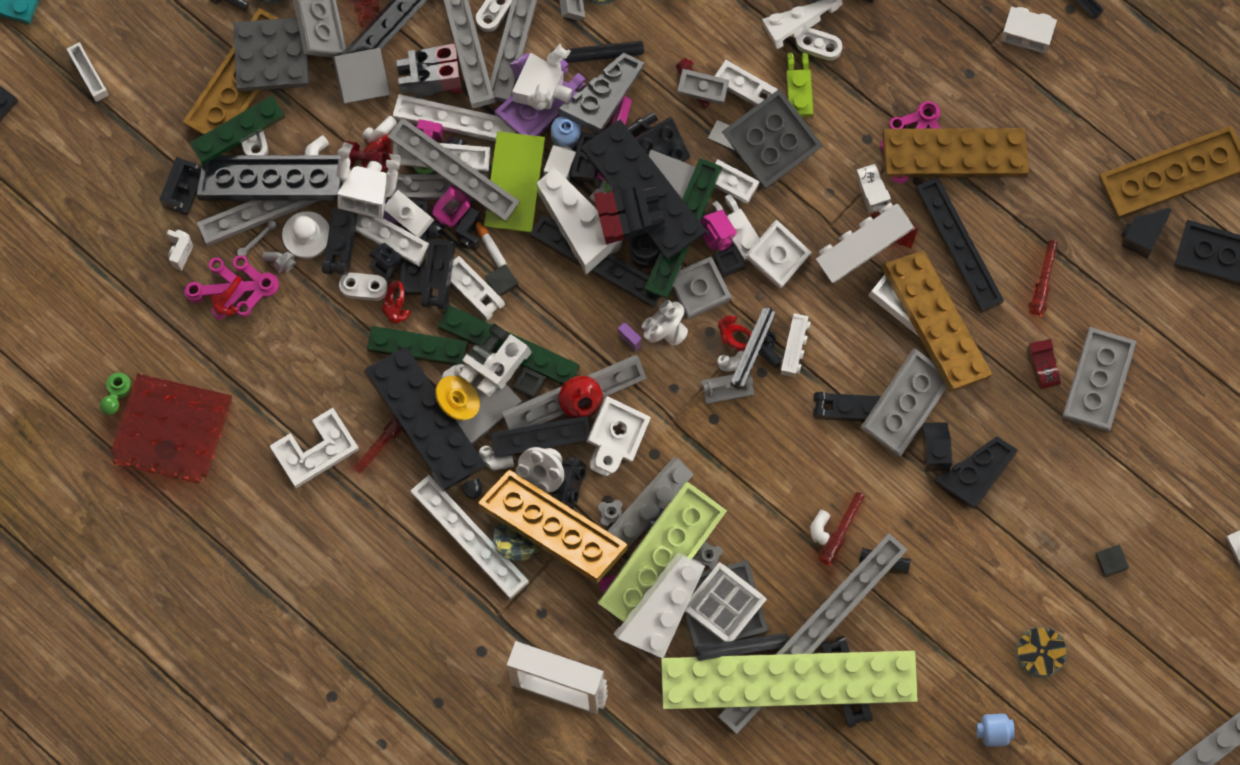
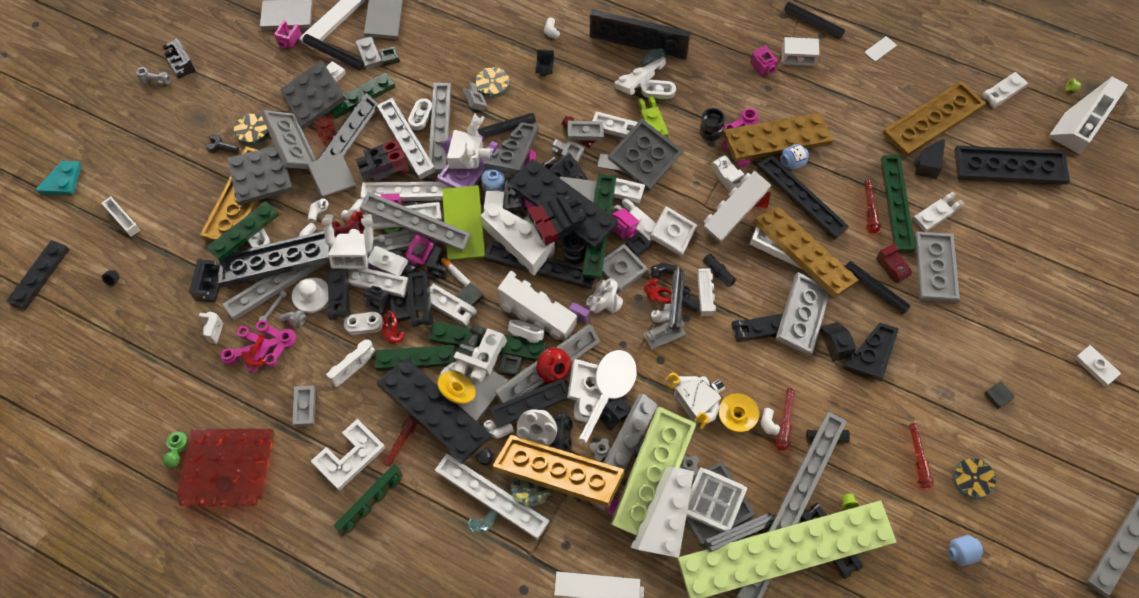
camera: 15 degrees left, 10 degrees down
(62, 152) = (110, 277): none -> black hinge
(273, 376) = (304, 406): none -> light grey plate
(320, 513) = (363, 506): none -> dark green plate
(333, 117) = (317, 208): none -> white arm
(339, 336) = (351, 363): none -> white hinge
(451, 567) = (482, 525): none -> clear light blue arm
(558, 344) = (526, 330): none -> white plate
(577, 319) = (536, 307): none -> white wedge
(638, 472) = (614, 412): none -> black bracket
(647, 432) = (613, 379): none -> white piece
(678, 108) = (575, 149): none -> light grey plate
(743, 477) = (697, 396): none -> white torso
(749, 299) = (662, 267): none -> black arm
(786, 495) = (738, 404): none -> yellow dish
(820, 320) = (719, 270): none -> black pin
(872, 114) = (712, 124): none -> black wheel
(883, 643) = (849, 502): none -> lime piece
(966, 187) = (794, 157): none -> light blue head
(974, 34) = (764, 61): none -> dark pink window
(985, 622) = (923, 470): none -> clear red pin
(1013, 389) = (878, 288): none -> black axle
(1079, 282) = (897, 203): none -> dark green plate
(1127, 307) = (937, 212): none -> white hinge
(1145, 47) = (880, 48): none -> white sticker

